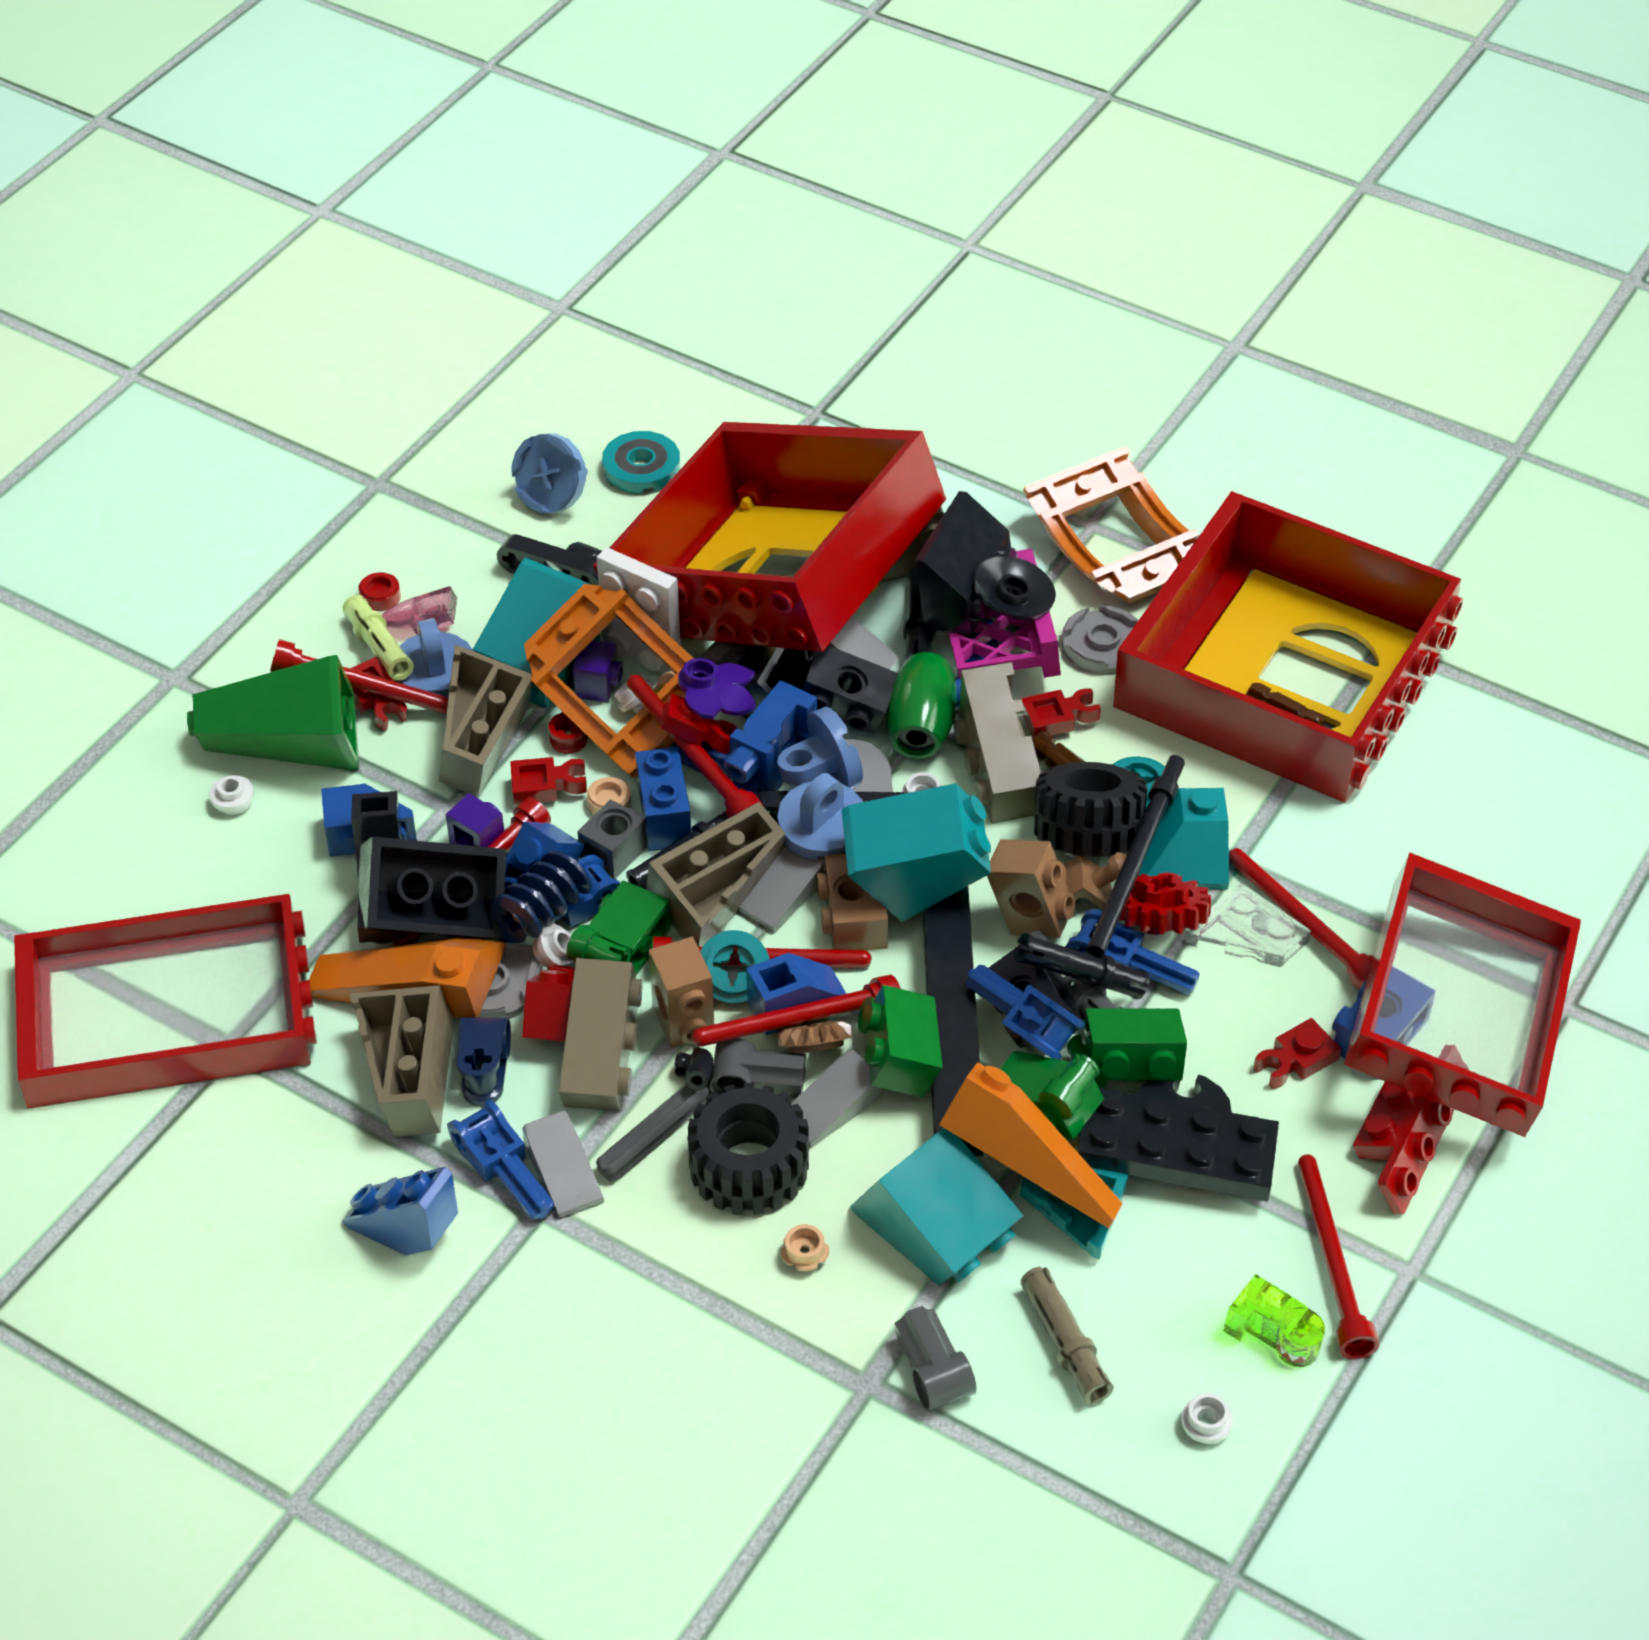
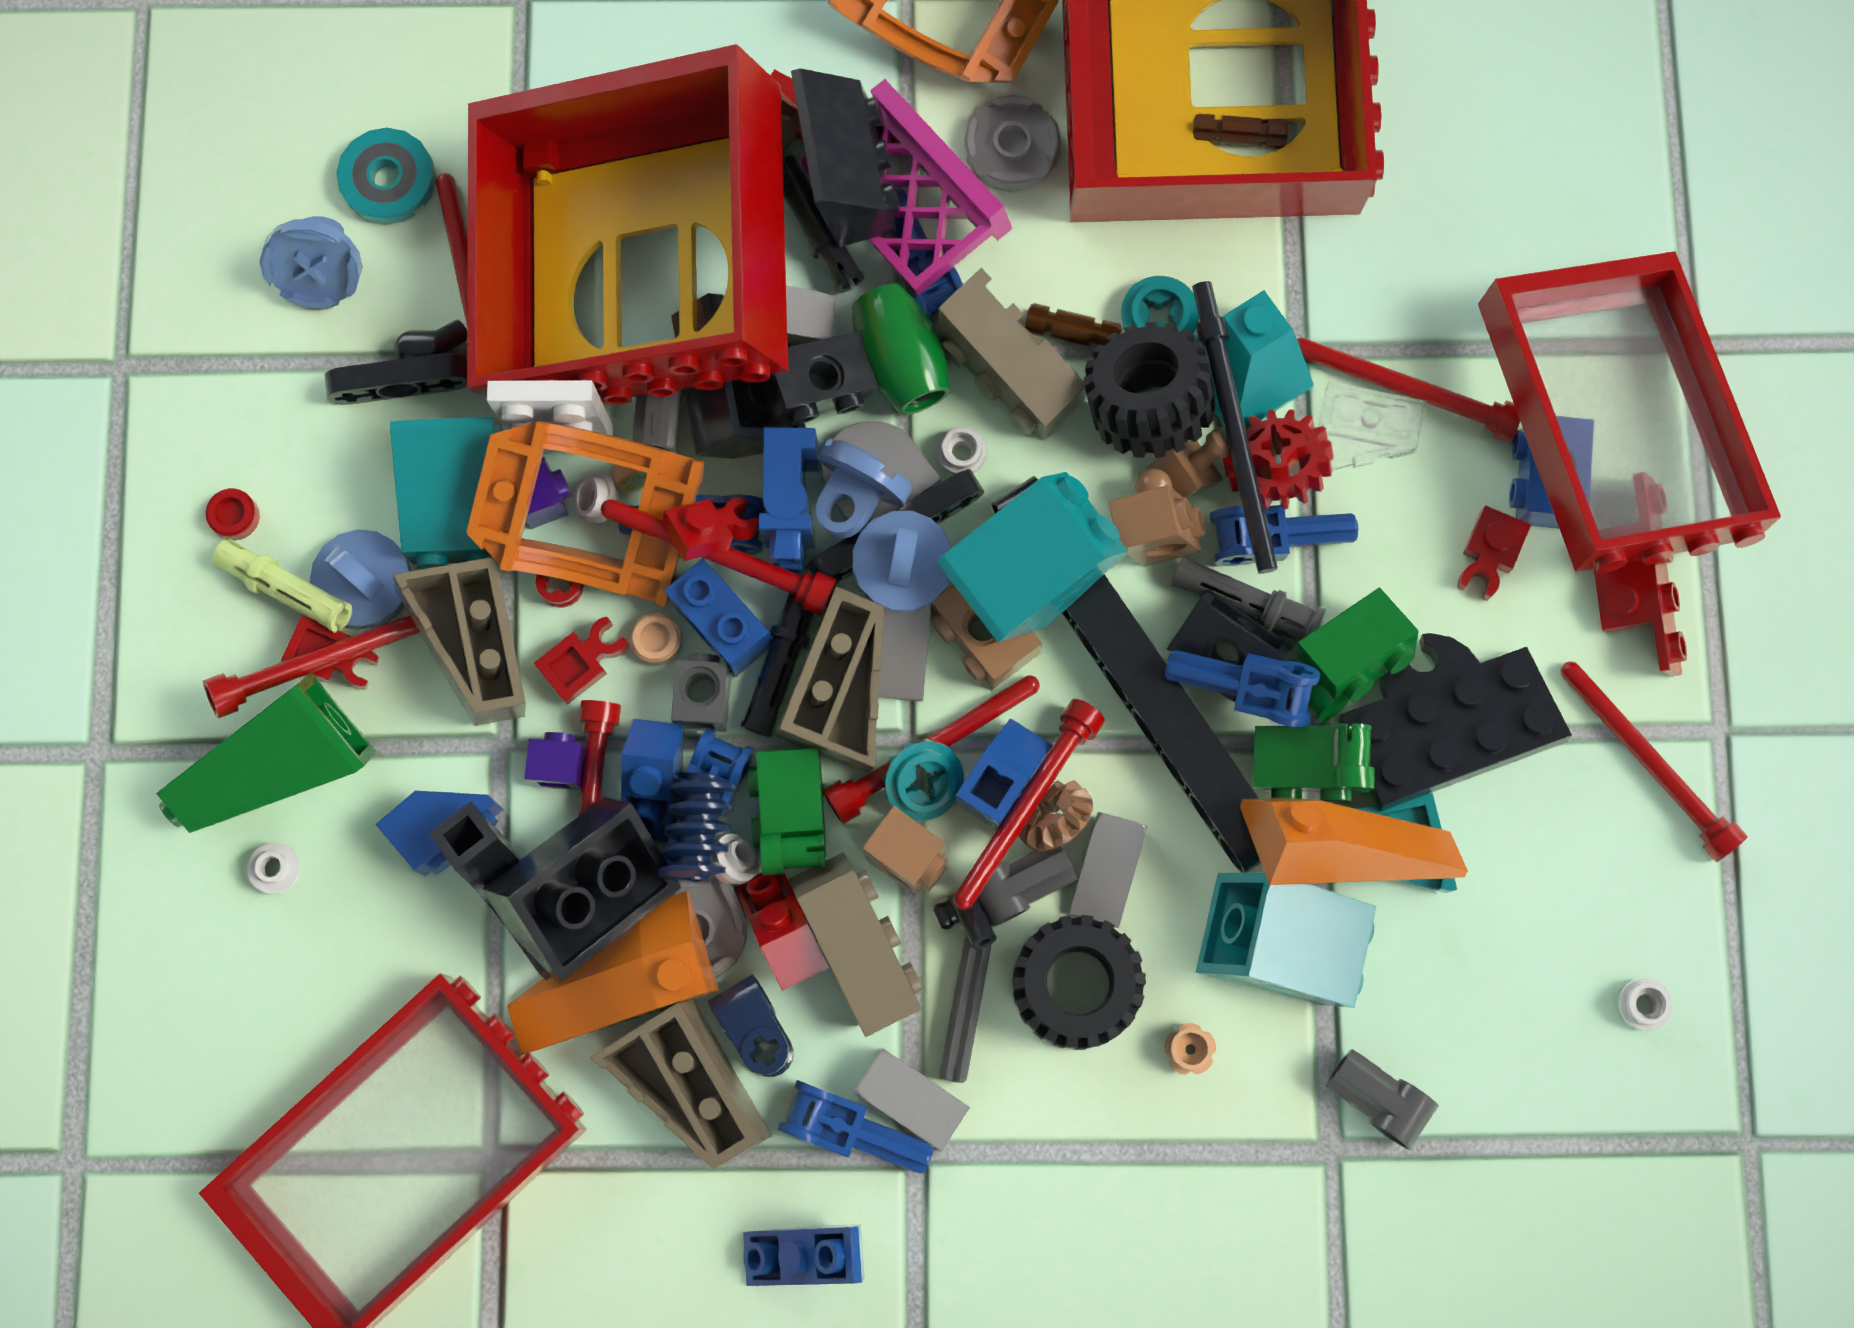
camera: 30 degrees left, 30 degrees up
(435, 604) = (301, 520): clear pink plate -> none
(716, 688) = (717, 481): dark purple plate -> none
(901, 1040) = (1143, 777): green hinge -> none
(1014, 588) = (921, 144): black dish -> none
(1058, 714) = (1026, 273): red plate -> none
(1074, 1350) = (1488, 1003): dark tan pin -> none
(1098, 971) = (1279, 589): black pin -> none
(1277, 1321) = (1665, 867): clear neon green leg -> none

